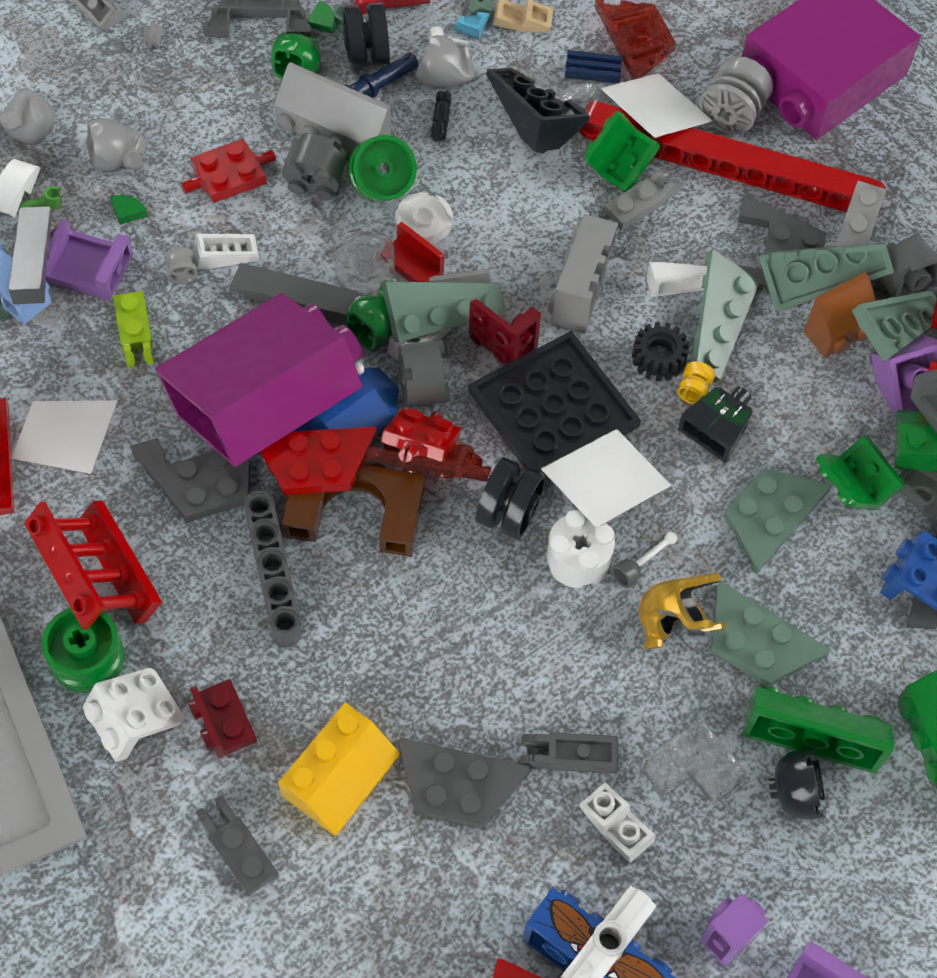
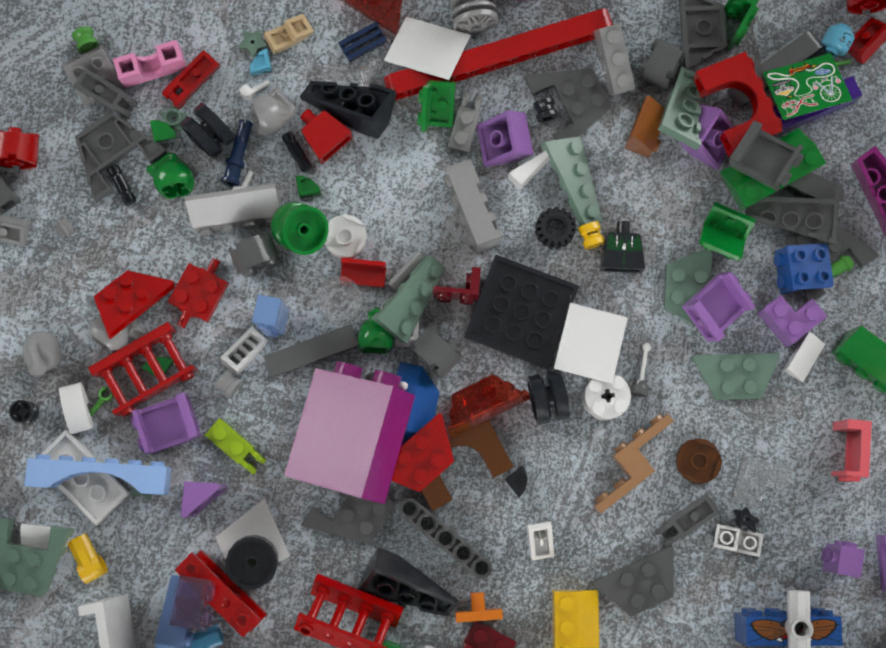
camera: 35 degrees left, 20 degrees up
(30, 256) = (138, 453): slope -> none
(46, 438) = (246, 574): none -> black wheel
(52, 339) = (198, 496): none -> medium lavender slope
(113, 174) = (124, 358): none -> red fence
(155, 125) = (128, 299): none -> red wing
(183, 578) = (399, 582): none -> black wedge
(241, 37) = (121, 184): none -> black axle
(241, 670) = (478, 610): none -> orange tile
(279, 220) = (270, 316): none -> medium blue brick
(378, 644) = (540, 540): none -> white slope
(406, 572) = (518, 481): none -> black tile
(421, 435) = (468, 396): red plate -> none
(424, 152) = (307, 187): none -> green tile
(483, 116) = (324, 134): none -> red torso
(554, 641) = (632, 463): none -> medium nougat bracket
(637, 700) = (698, 461): none -> reddish brown tile
(644, 802) = (745, 520): none -> black plate
(673, 601) = (678, 399): pearl gold piece -> none
(674, 233) = (505, 139): none -> medium lavender slope
(740, 236) = (545, 109): none -> black wheel
(790, 543) = (718, 305): none -> medium lavender panel
(799, 785) = (819, 450): black cylinder -> none
(808, 273) = (614, 108): sand green wing -> none
(834, 733) = (808, 408): green slope -> none
(859, 675) = (804, 356): none -> white slope
(860, 785) = (857, 449): none -> coral panel
(867, 625) = (791, 324): none -> medium lavender brick

